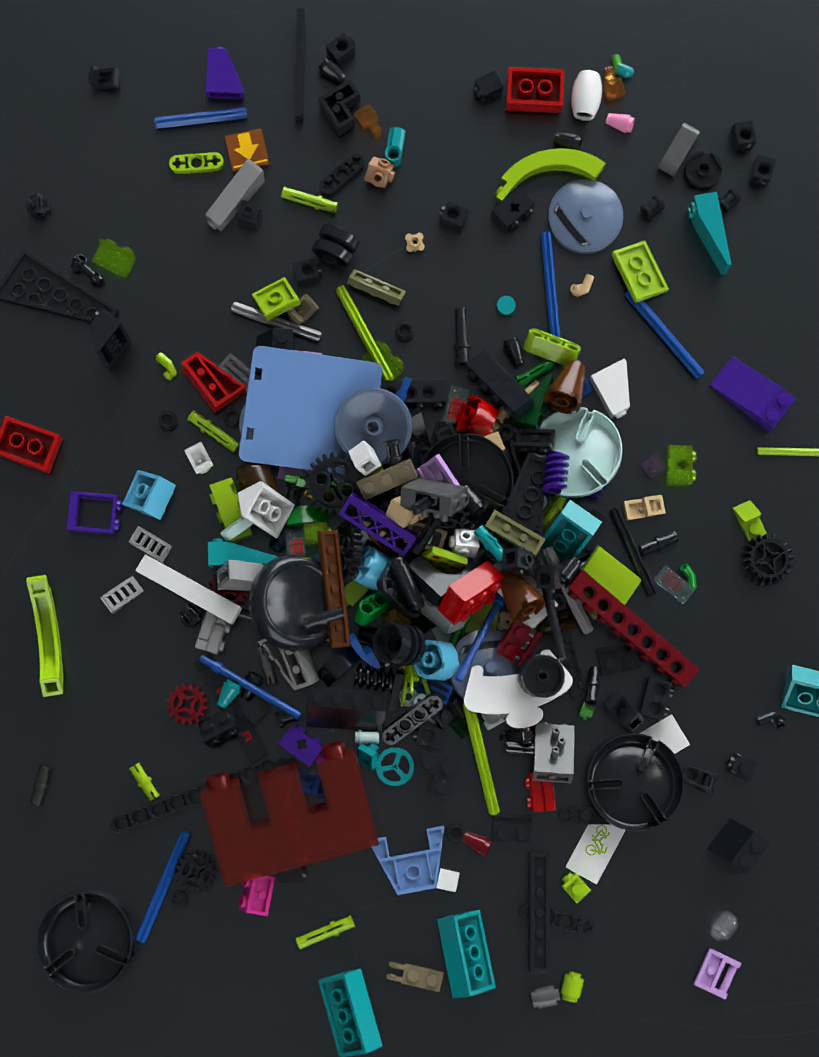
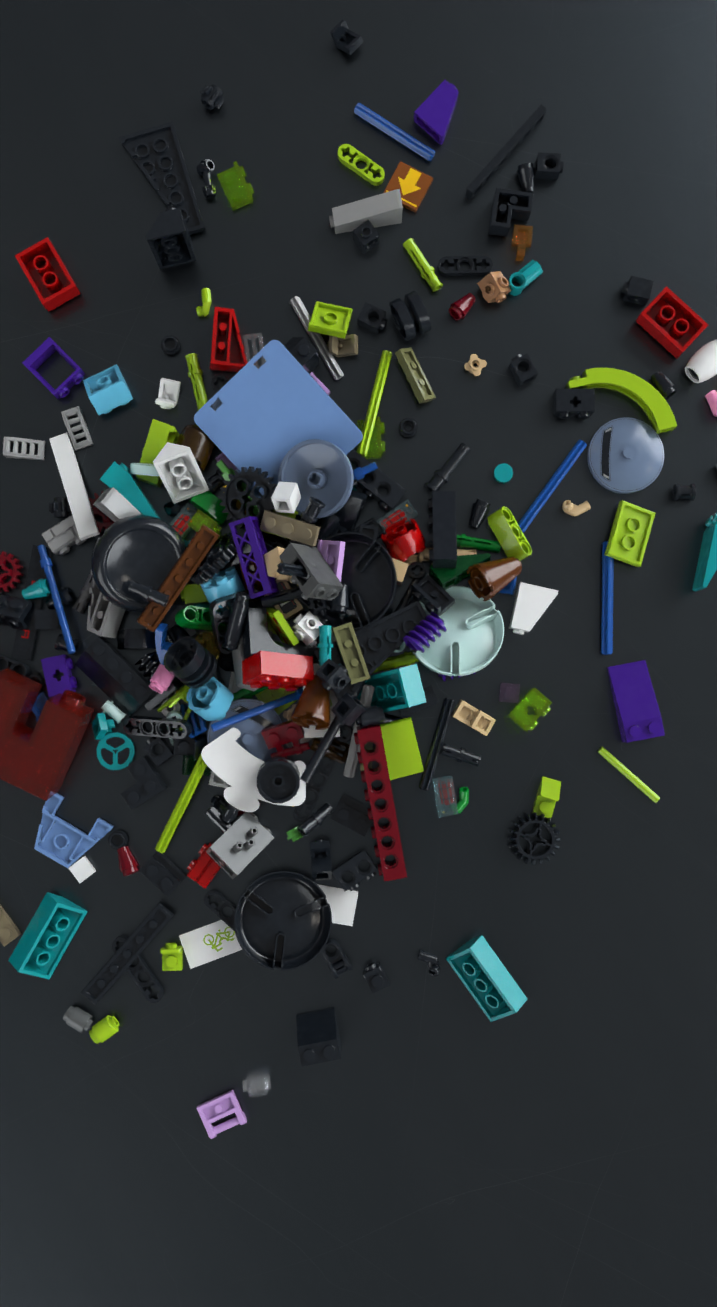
camera: 50 degrees right, 5 degrees up
(366, 207) = (461, 307): none -> dark red cone
(386, 676) = (161, 679): none -> bright pink brick

